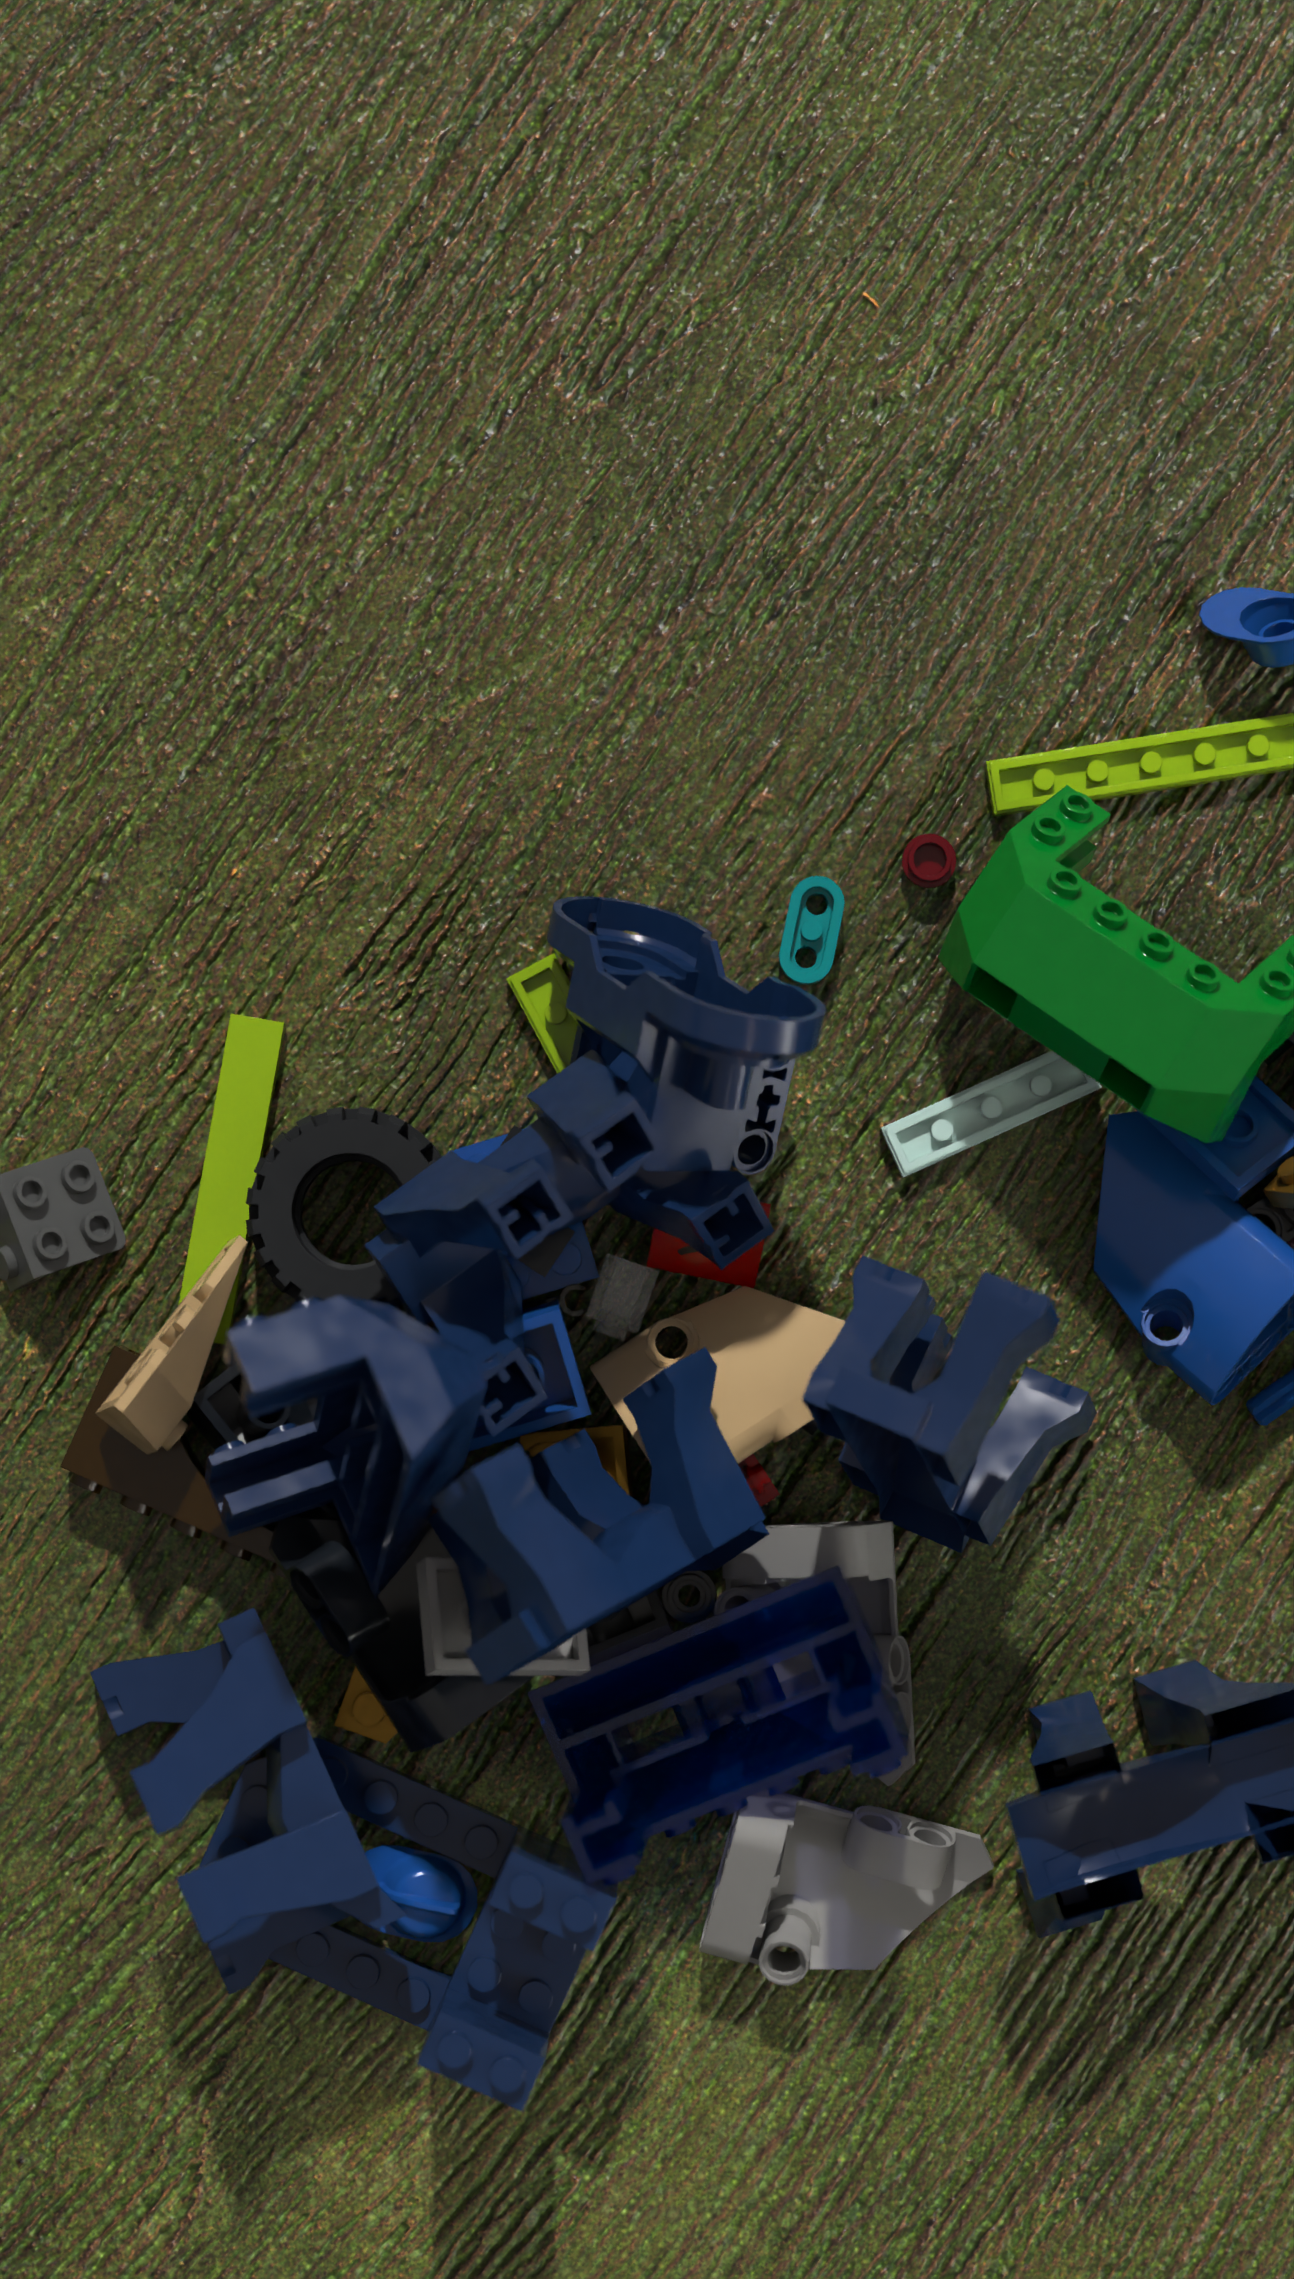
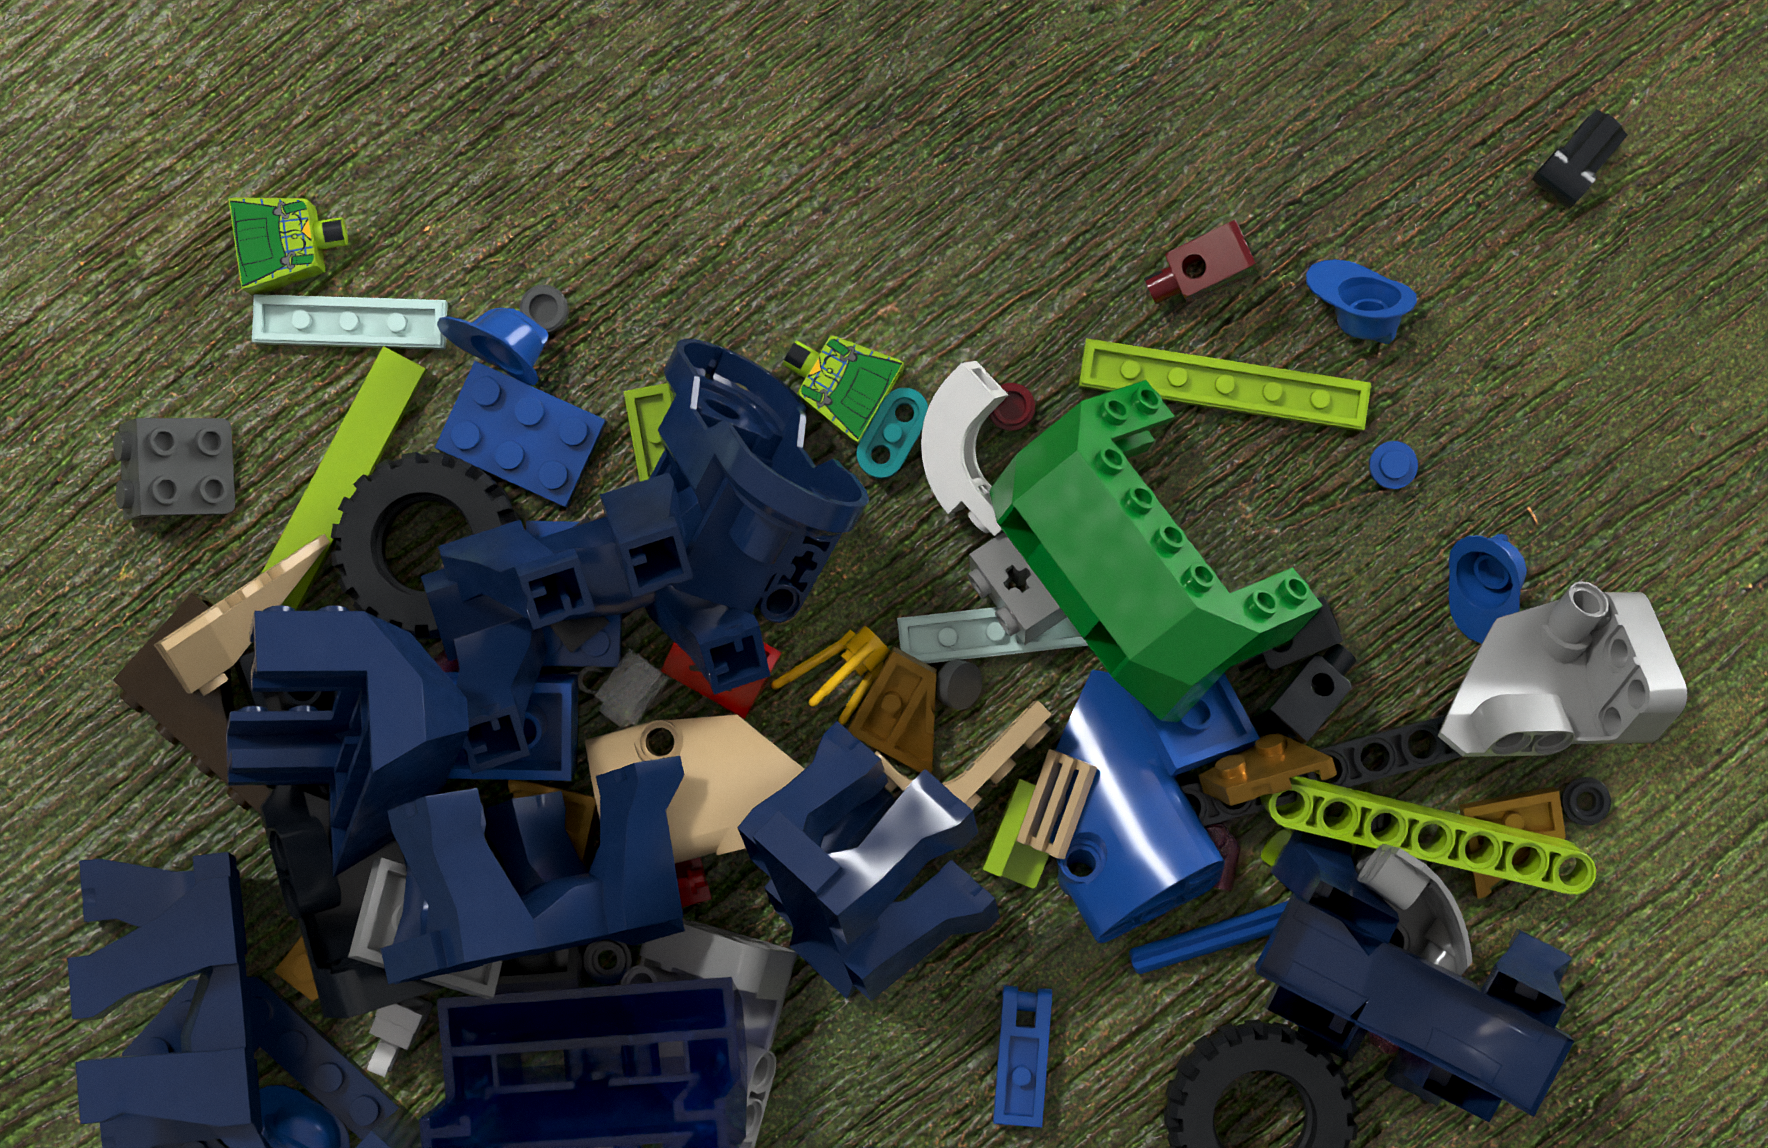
camera: 20 degrees right, 0 degrees up
(84, 935) = (281, 241): none -> torso
(184, 999) = (348, 322): none -> light aqua tile
(357, 965) = (500, 338): none -> blue piece
(391, 918) = (546, 307): none -> dark grey tile
(410, 1060) = (521, 434): none -> blue plate
(488, 1741) = (397, 1028): none -> white piece
(742, 893) = (844, 382): none -> torso
(856, 1177) = (862, 654): none -> yellow plant
(878, 921) = (950, 443): none -> white arch
(918, 1225) = (900, 711): none -> pearl gold wing
(970, 1177) = (958, 684): none -> dark grey tile
(1010, 1078) = (1020, 613): none -> light grey brick
(1038, 1244) = (993, 762): none -> tan bracket
(1091, 1321) = (1005, 854): none -> lime panel
(1100, 1270) = (1041, 797): none -> tan tile
(1105, 622) = (1225, 259): none -> dark red torso
(1169, 1556) = (1022, 1058): none -> blue plate

